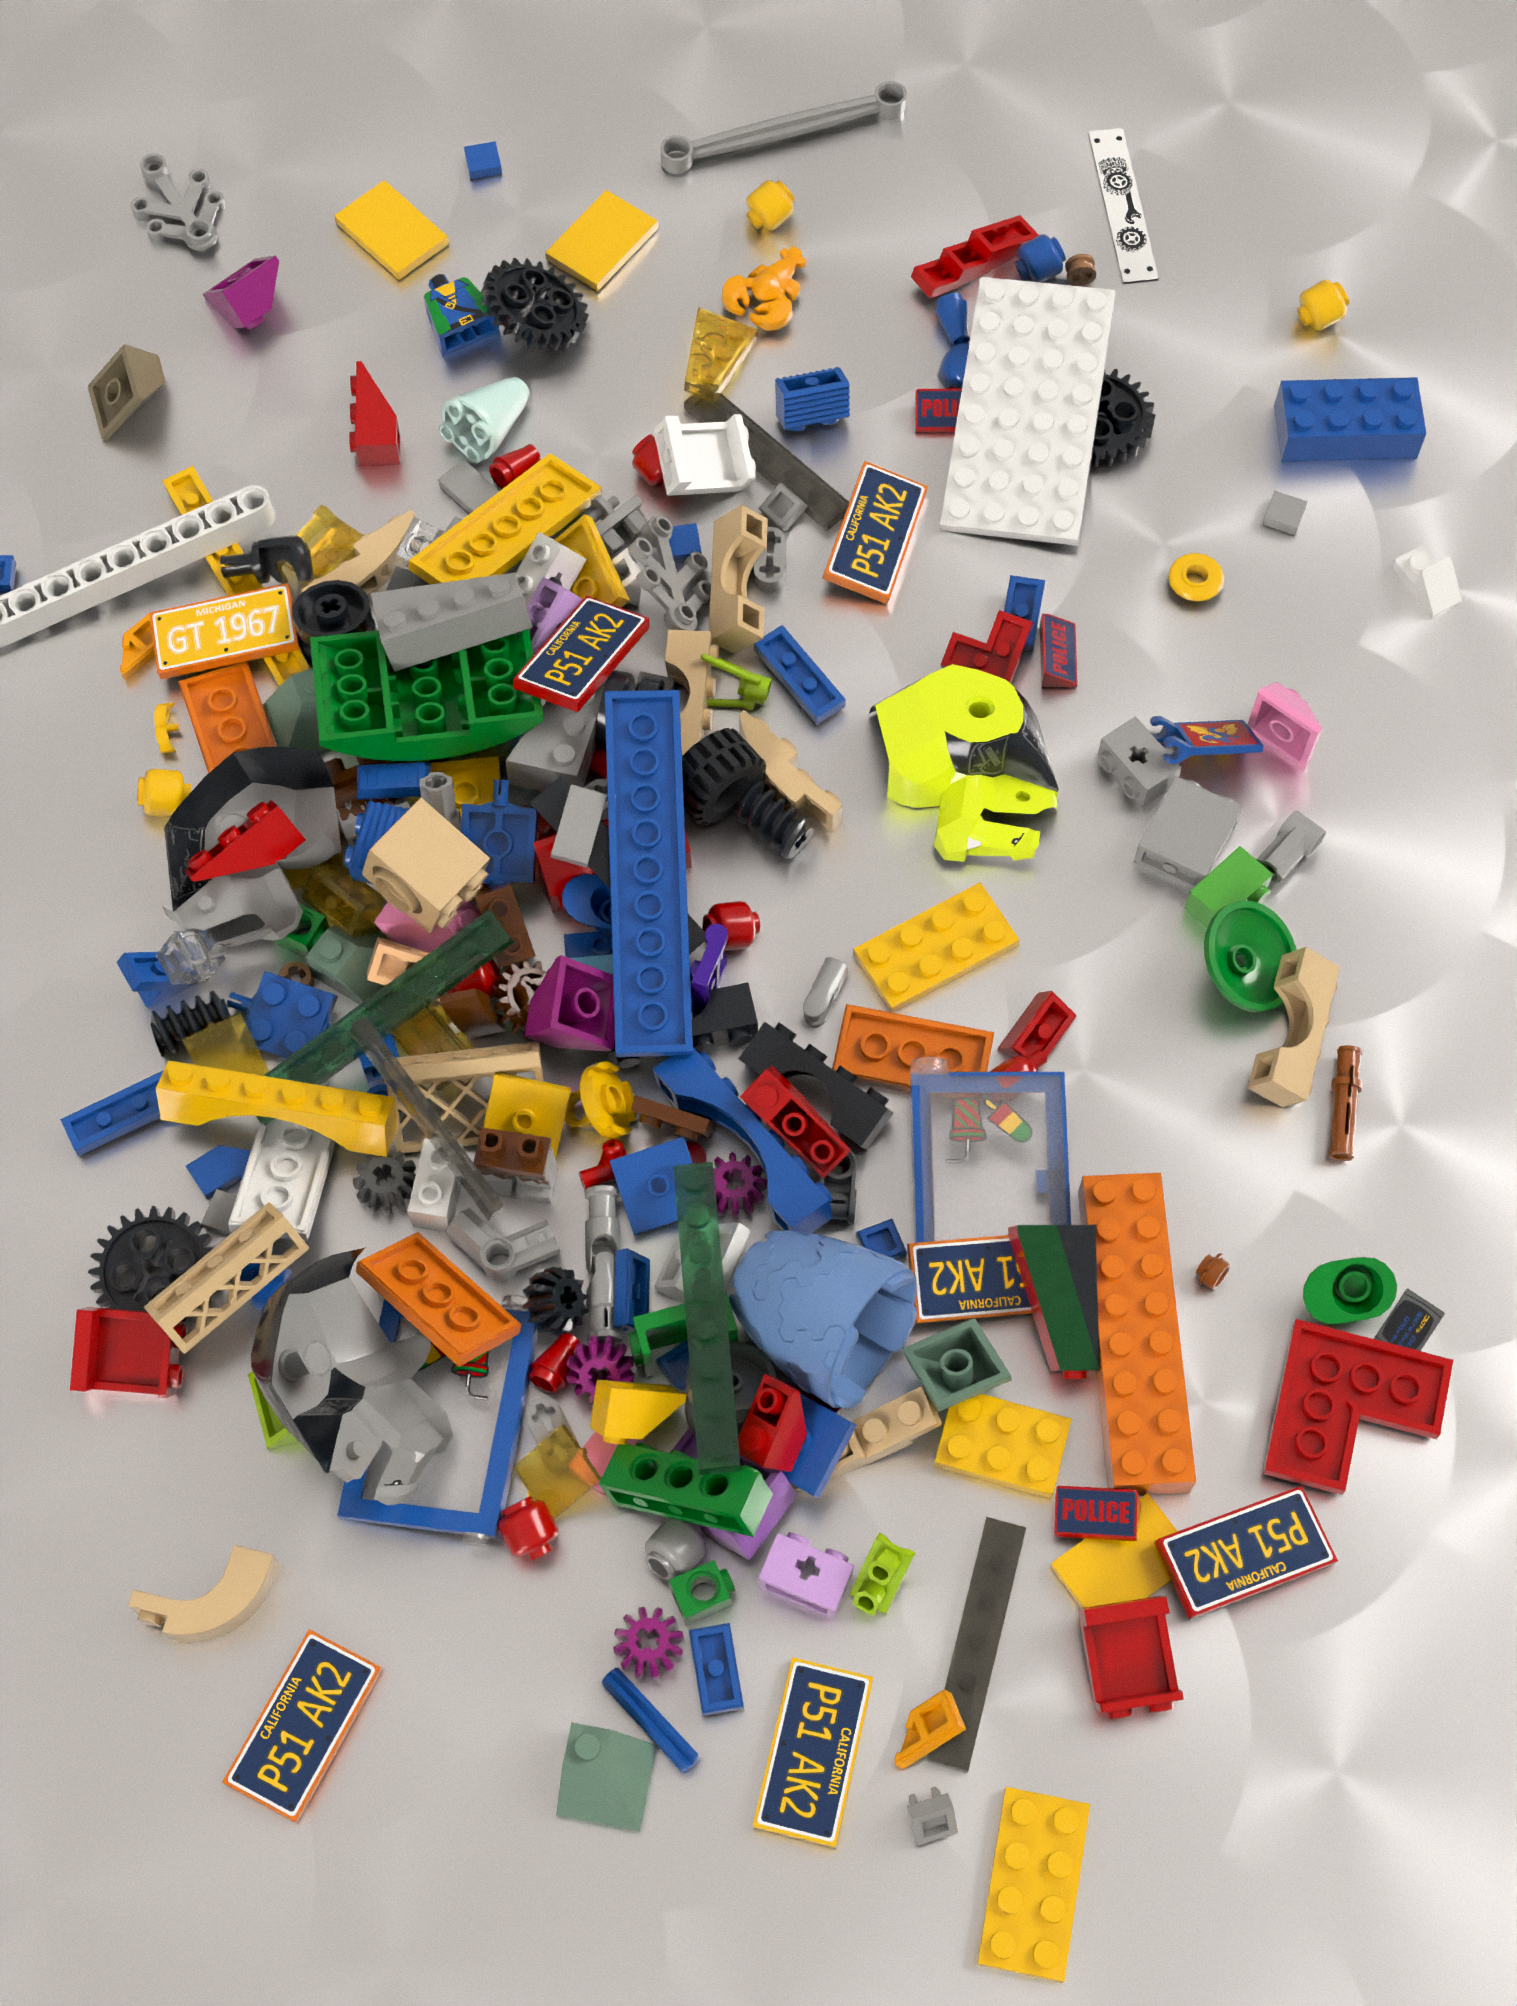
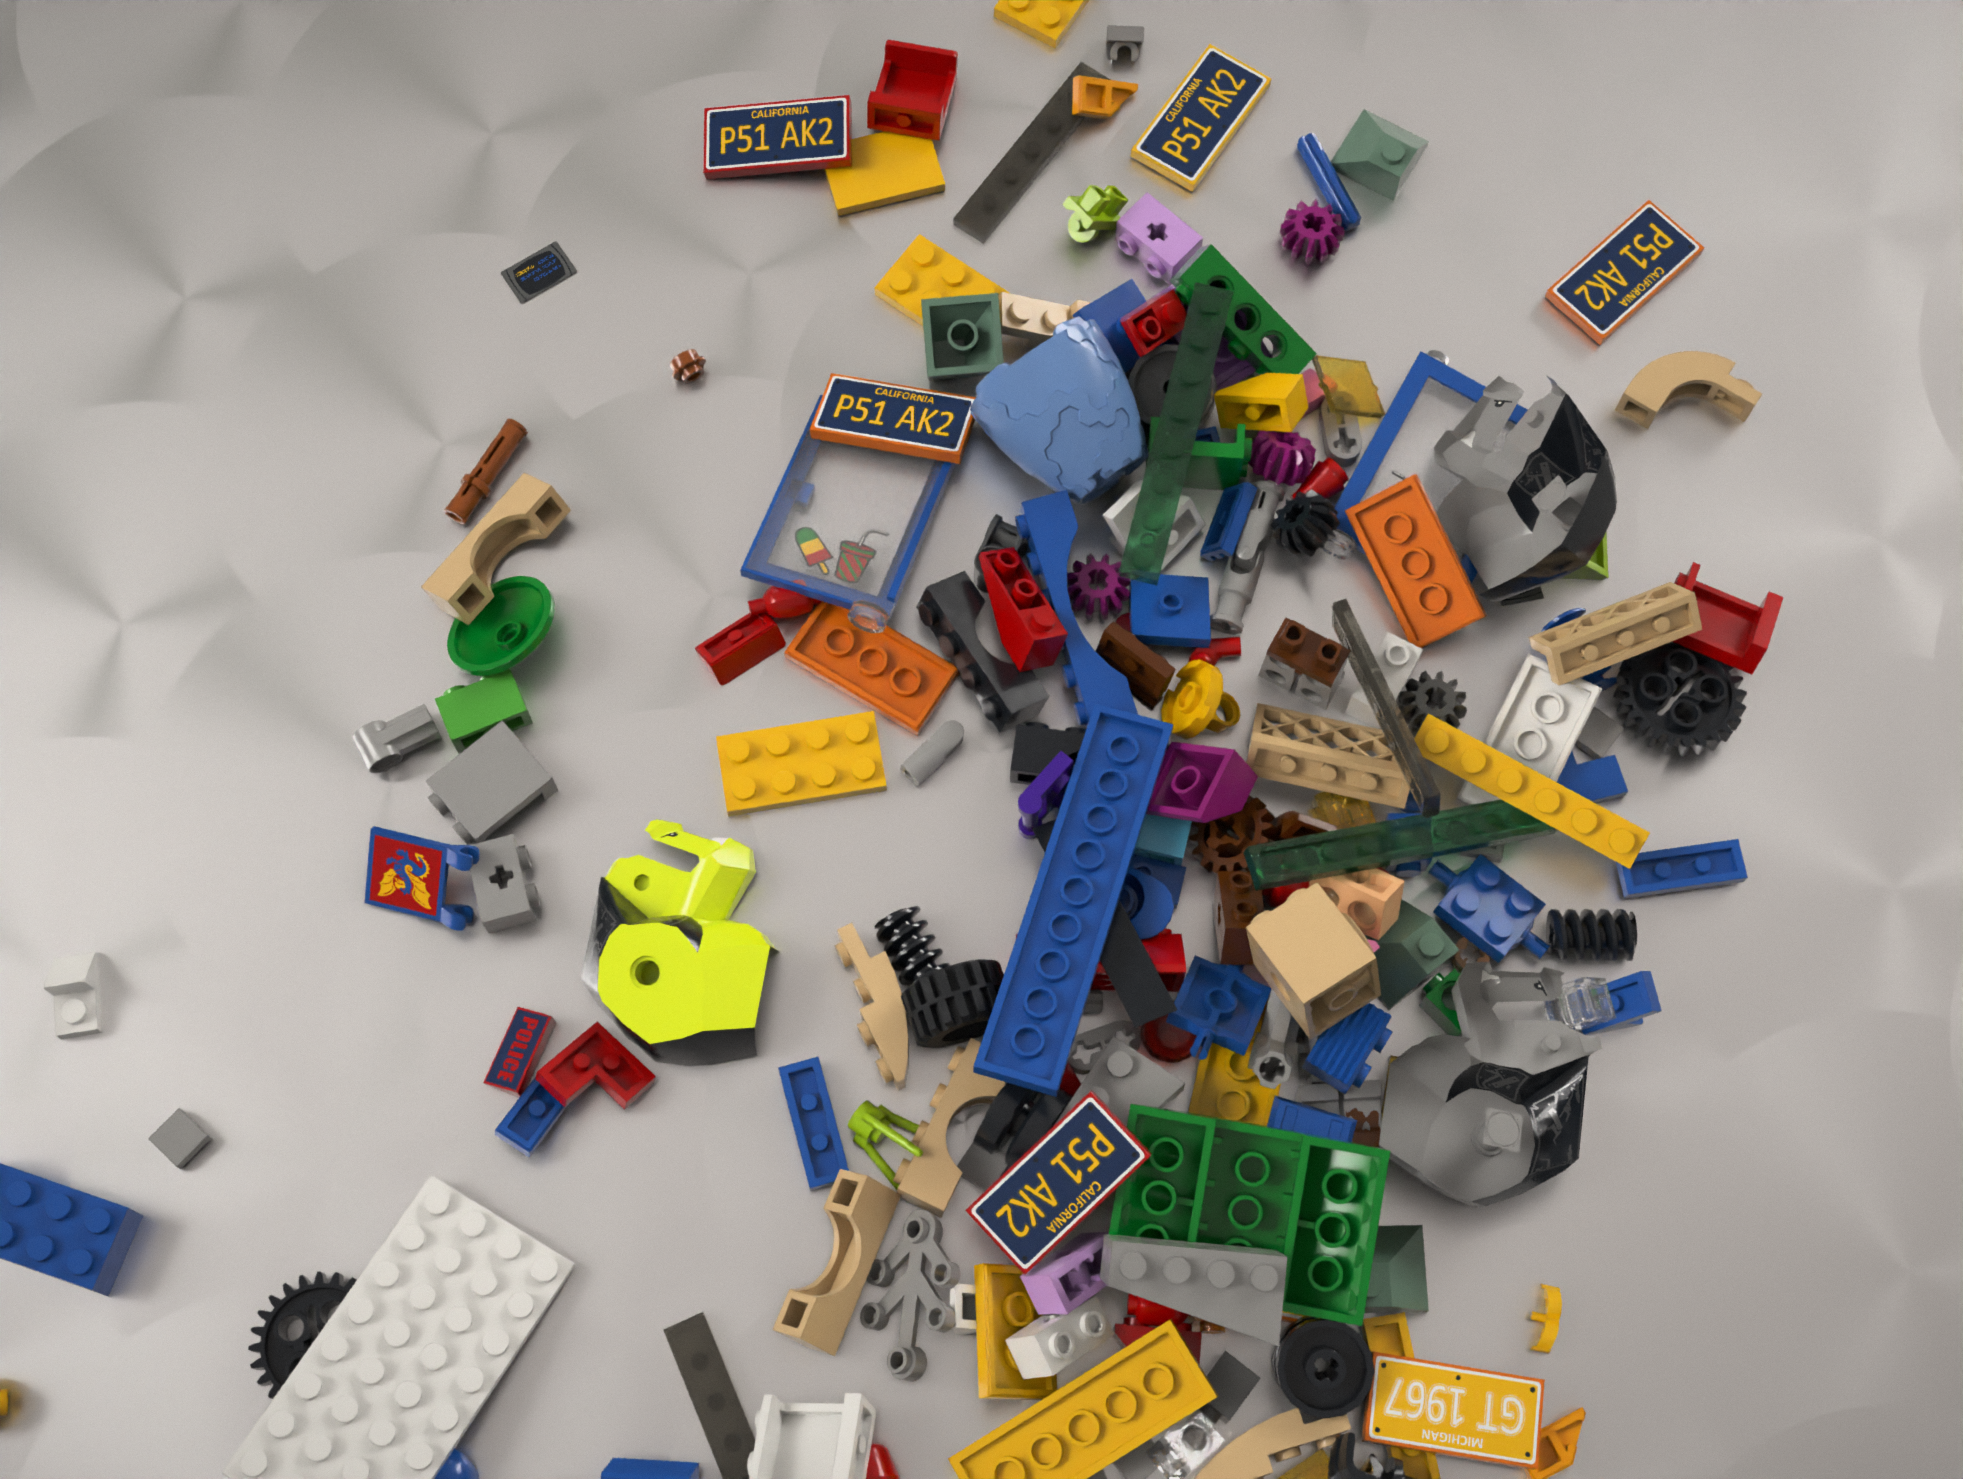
camera: 160 degrees left, 5 degrees up
(161, 791) = (1567, 1224): yellow head -> none
(226, 712) = (1470, 1285): orange tile -> none
(226, 1047) = (1564, 886): clear yellow piece -> none
(254, 844) = (1490, 1088): red slope -> none
(344, 902) = (1410, 1011): clear yellow brick -> none
(482, 1243) = (1319, 594): light grey piece -> none
(527, 1107) = (1278, 710): yellow plate -> none
(528, 1528) = (1388, 353): red head -> none
(578, 826) = (1133, 964): light grey tile -> none
(627, 515) = (949, 1409): light grey hips -> none
(674, 1548) = (1272, 288): light grey head -> none
(684, 541) = (873, 1353): blue tile -> none
(692, 1608) = (1259, 242): green brick -> none
(716, 1669) = (1260, 197): blue plate -> none
(737, 919) = (1002, 849): red head -> none
(775, 559) = (778, 1283): light grey beam -> none
(783, 507) = (744, 1356): light grey tile -> none
(875, 532) = (652, 1280): tile -> none
(883, 1239) = (978, 495): blue tile -> none
(937, 409) = (504, 1427): slope -> none
(1061, 1287) = (835, 377): slope -> none
(1097, 1513) = (890, 201): slope -> none
(1139, 1337) = (784, 335): orange brick -> none
(1196, 564) = (308, 1076): yellow piece -> none
(1285, 723) = (323, 869): bright pink slope -> none
(1334, 1382) = (632, 241): red plate -> none
(1349, 1290) = (577, 302): green piece -> none

